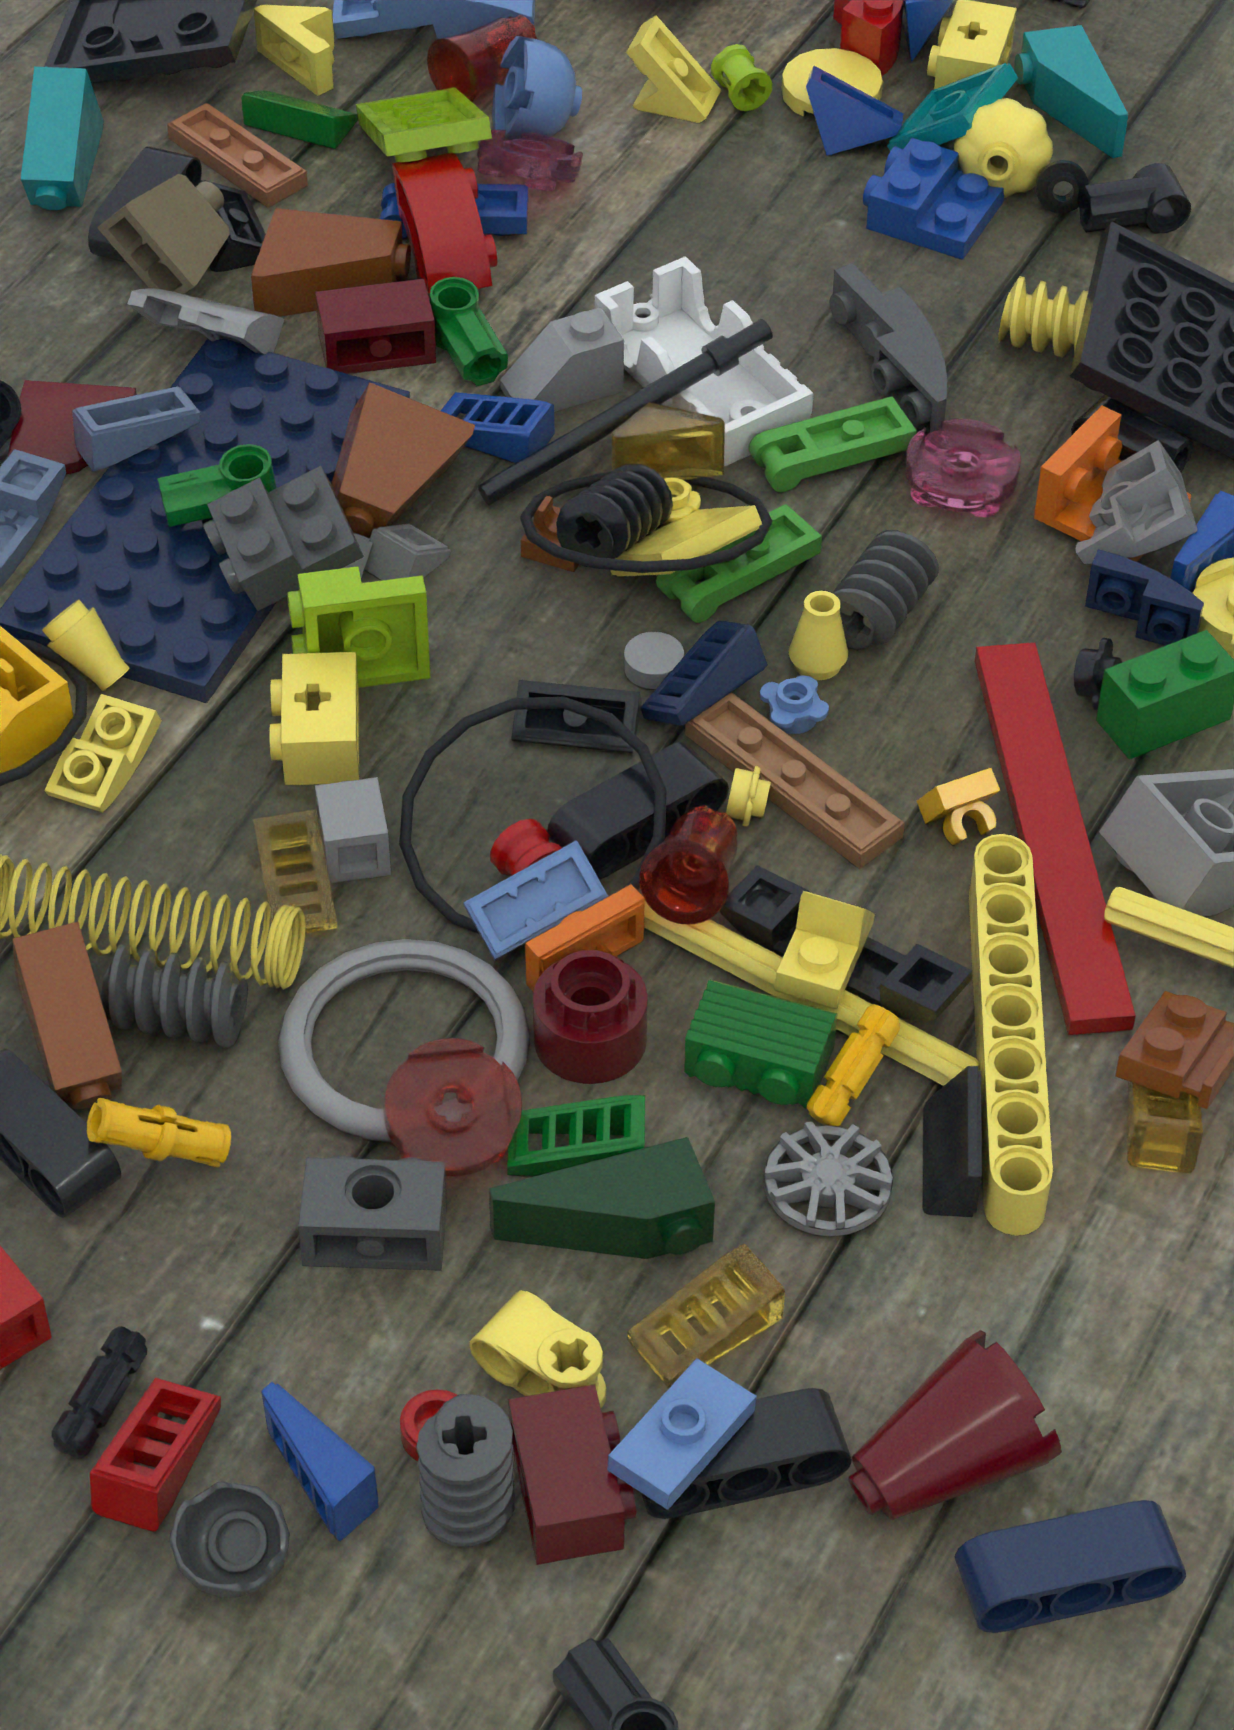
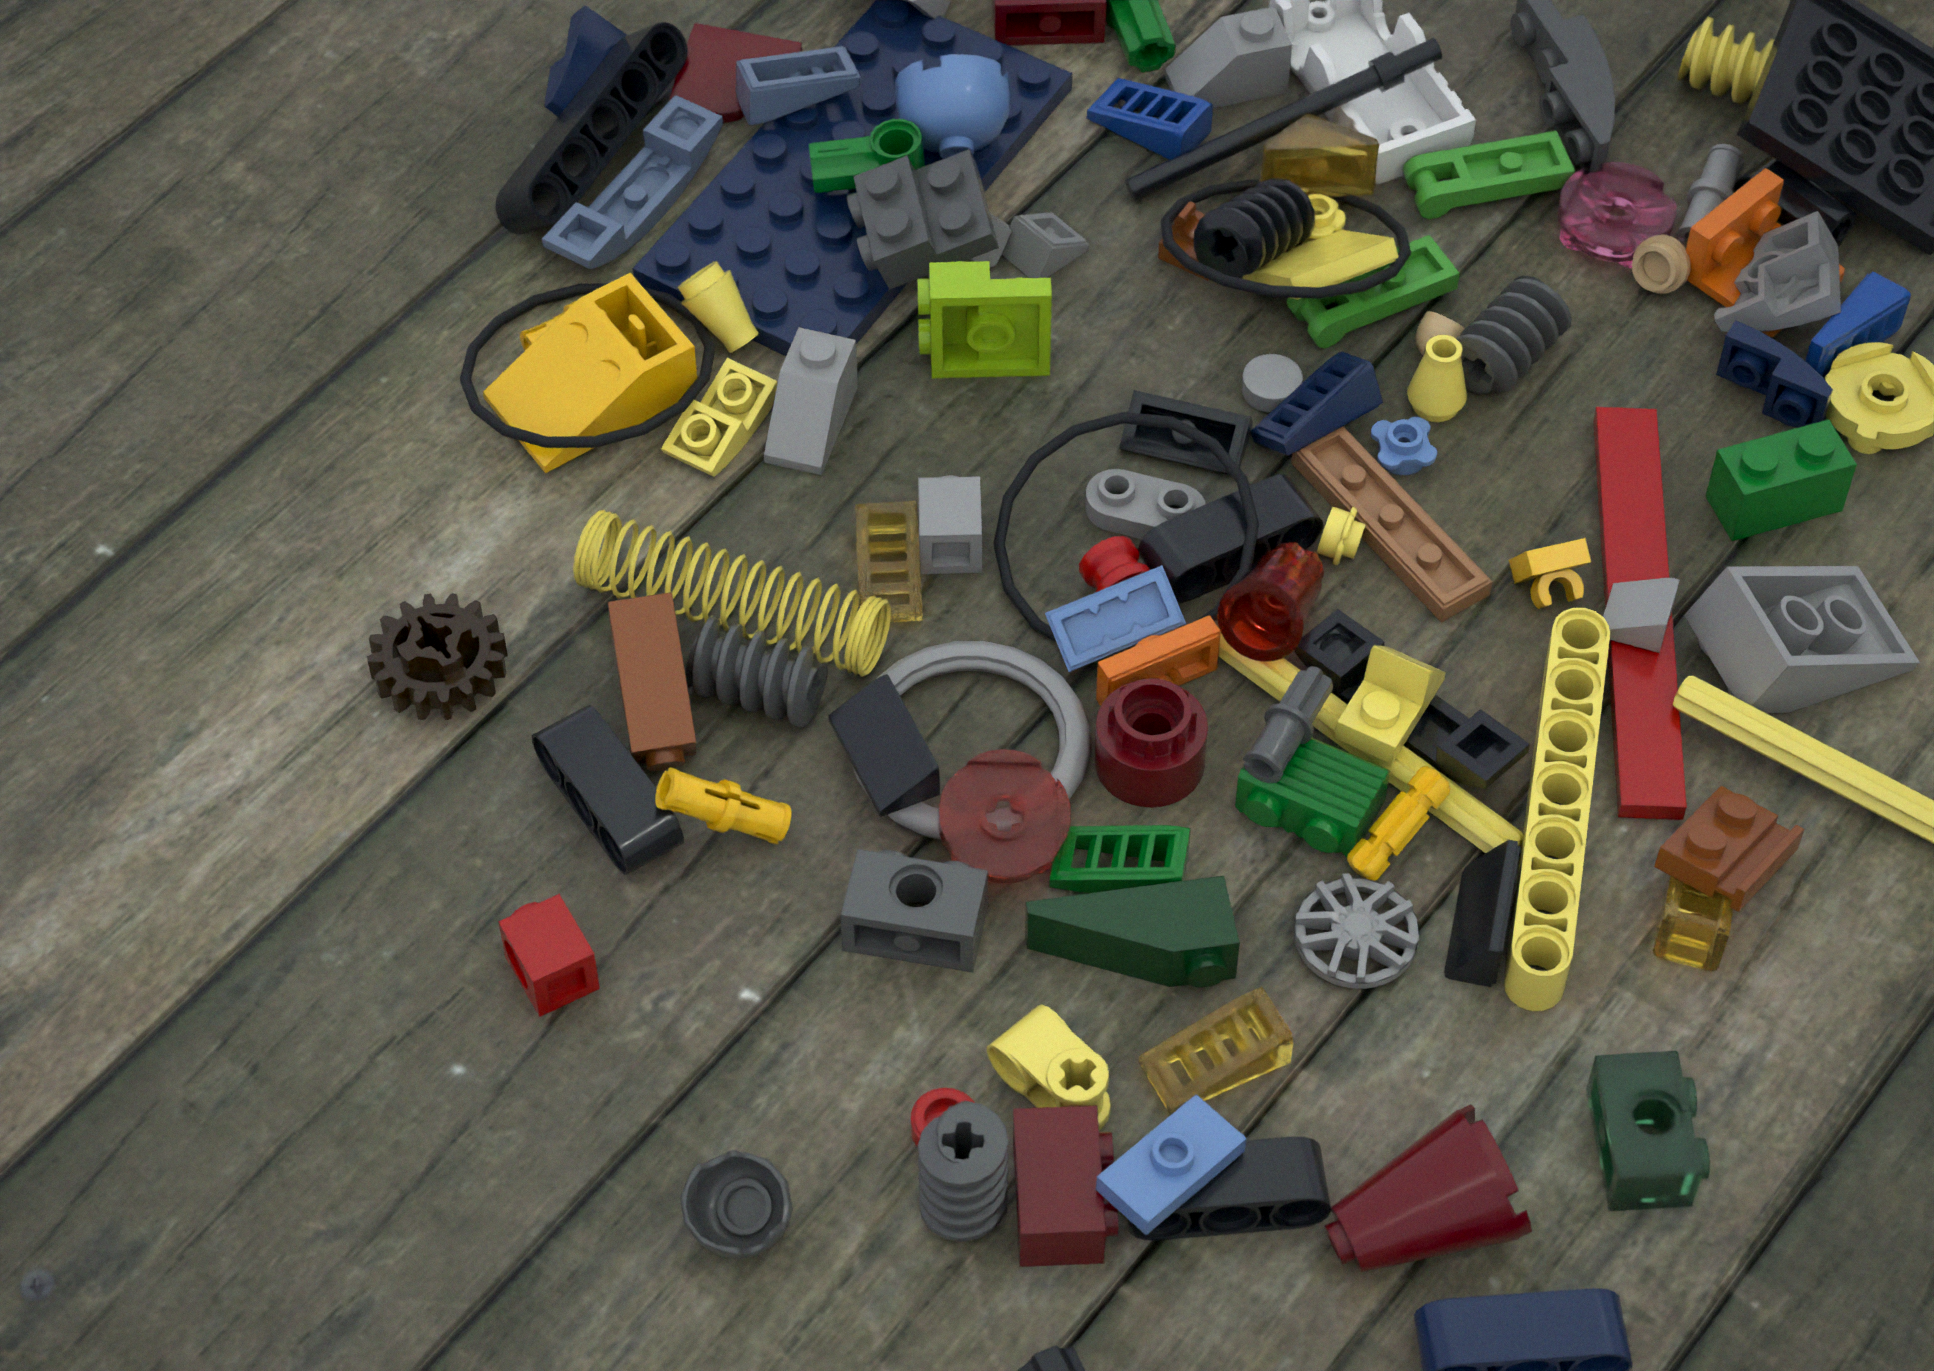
camera: 10 degrees right, 5 degrees up
(99, 1392) = (636, 1047): black axle -> none
(139, 1493) = (663, 1149): red slope -> none
(193, 726) = (811, 400): none -> light grey slope
(299, 424) = (955, 104): none -> medium blue cylinder
(317, 718) = (933, 406): light yellow brick -> none
(320, 1054) = (886, 748): none -> black slope
(328, 1469) = (838, 1152): blue slope -> none
(392, 456) = (1044, 144): dark orange slope -> none
(535, 787) = (1136, 502): none -> light grey plate
(729, 980) = (1288, 725): none -> dark grey axle
(802, 587) = (1433, 325): none -> tan hinge
(1015, 508) = (1661, 264): none -> tan plate
(1049, 434) = (1713, 187): none -> light grey pin
(1058, 832) = (1641, 611): none -> light grey slope
(1090, 670) = (1706, 441): black plate -> none
(1153, 1373) = (1641, 1167): none -> clear green brick

